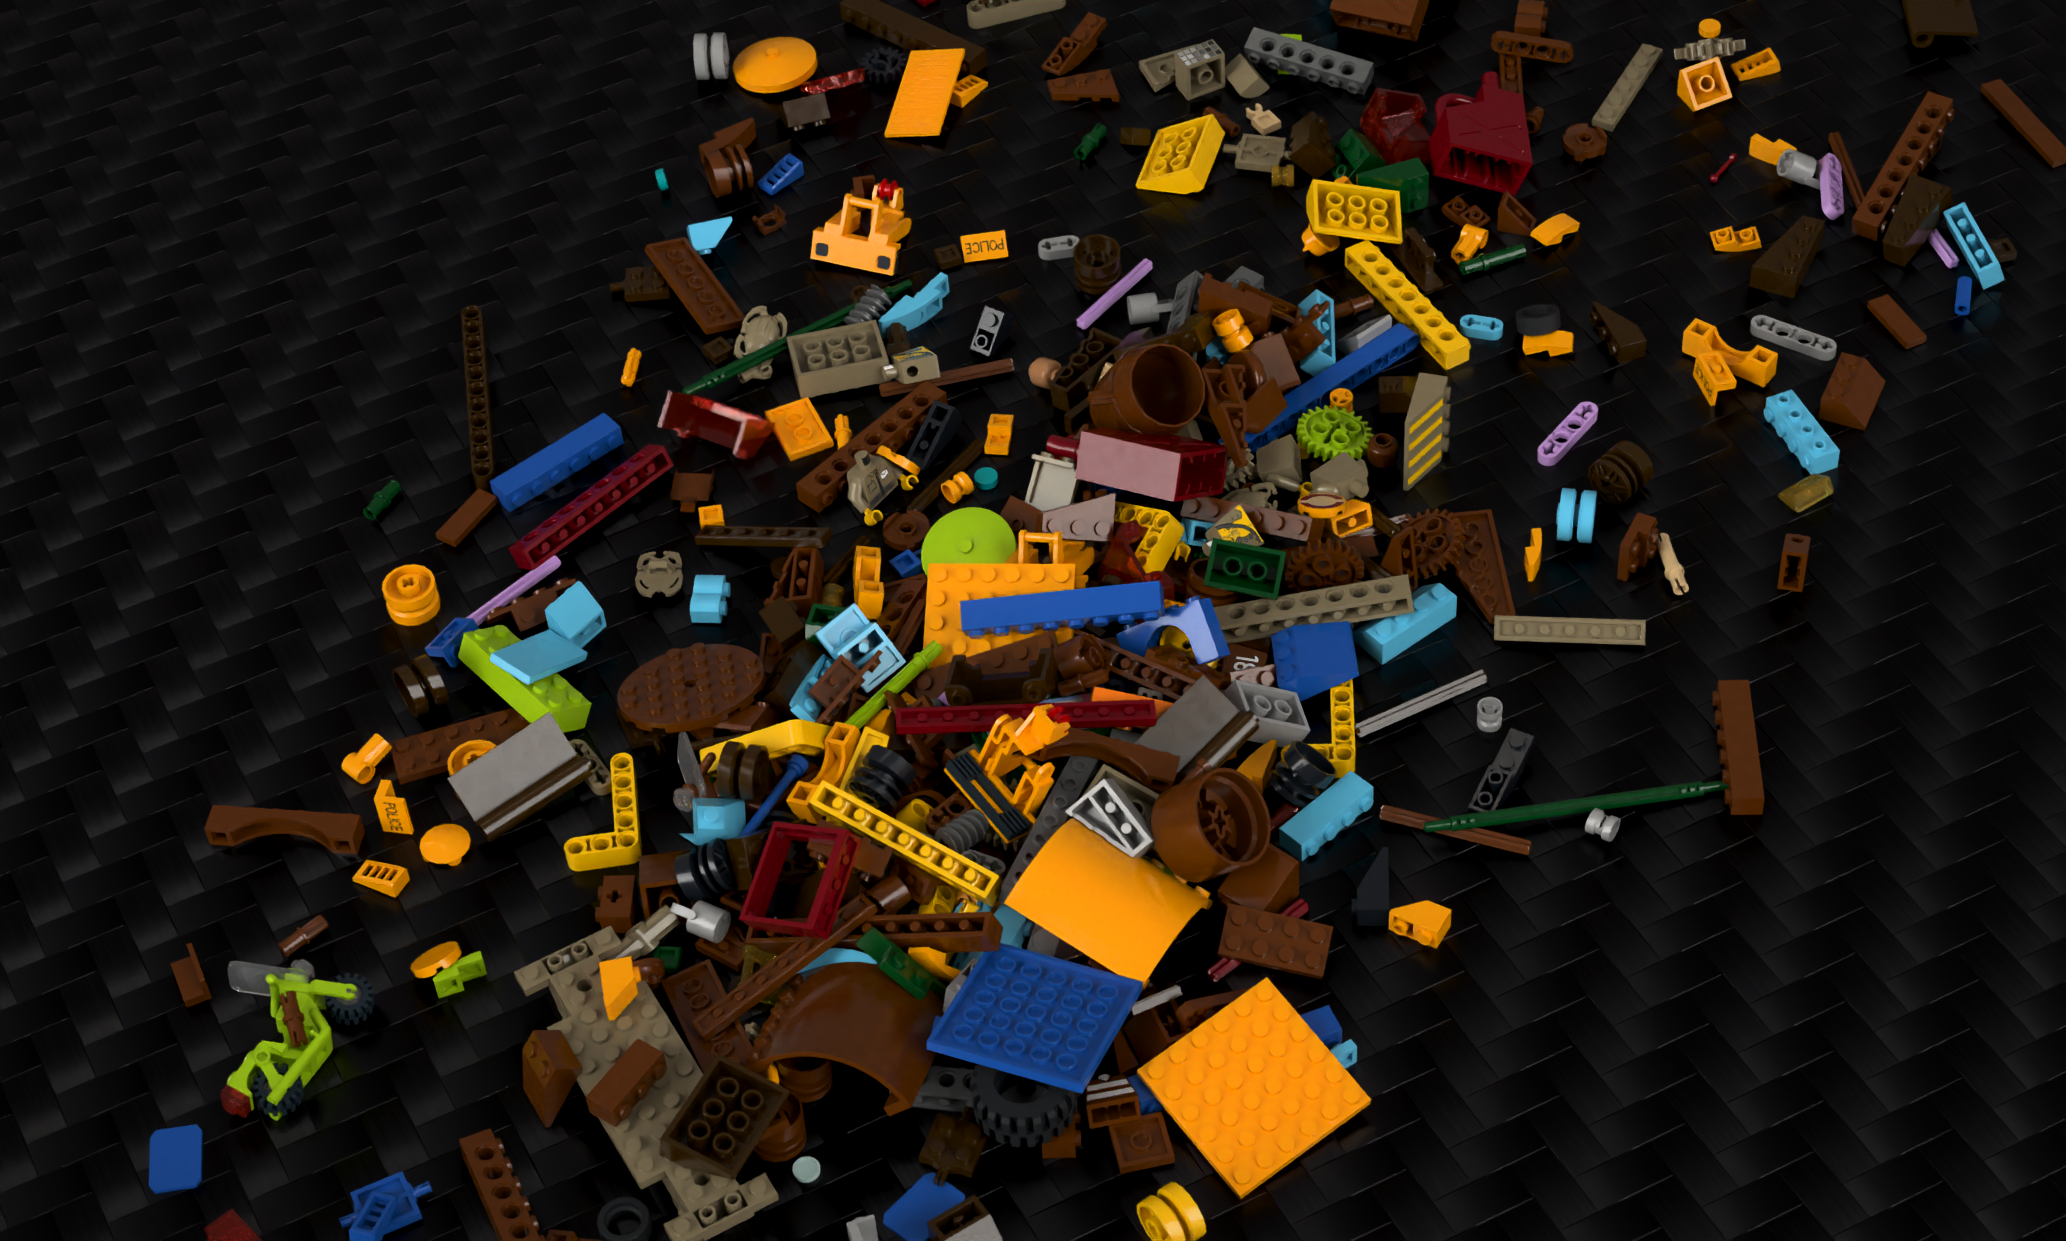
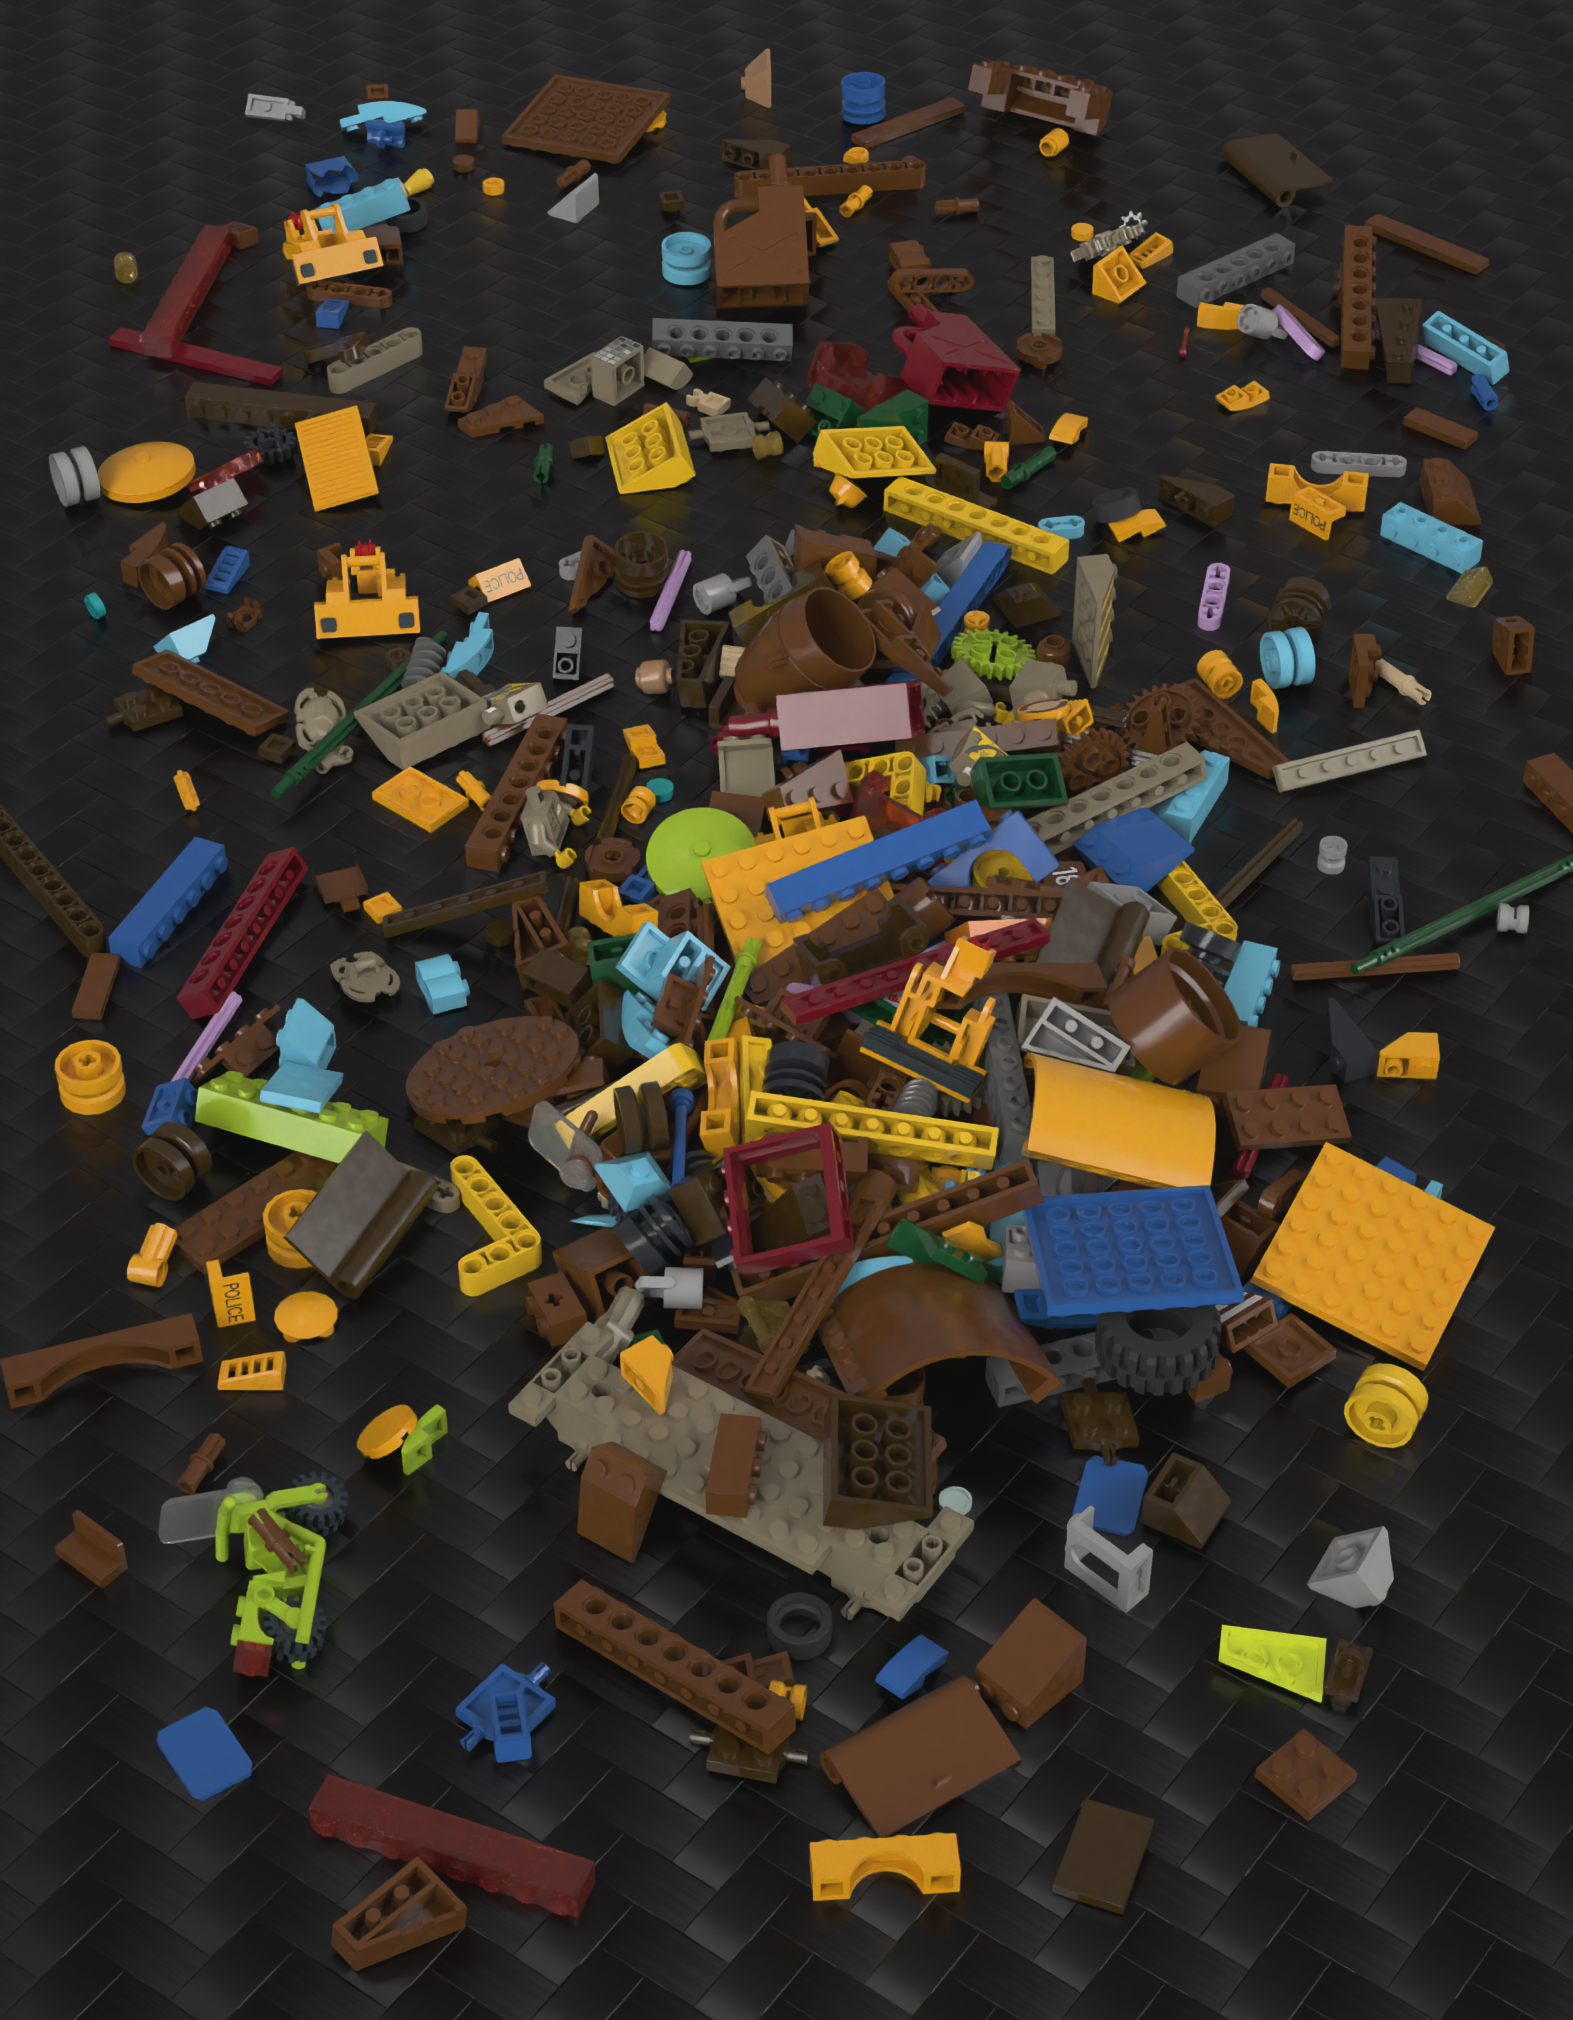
camera: 30 degrees left, 5 degrees down
(715, 422) = (333, 815): clear red windscreen -> none
(1055, 261) = (593, 570): none -> reddish brown wing
(1082, 682) = (944, 925): reddish brown axle -> none
(1513, 512) = (1219, 674): none -> light orange wheel
(1755, 29) = (1128, 221): none -> light grey gear
(1788, 260) = (1309, 401): dark brown wedge -> none
(1820, 105) = (1235, 270): none -> dark grey brick

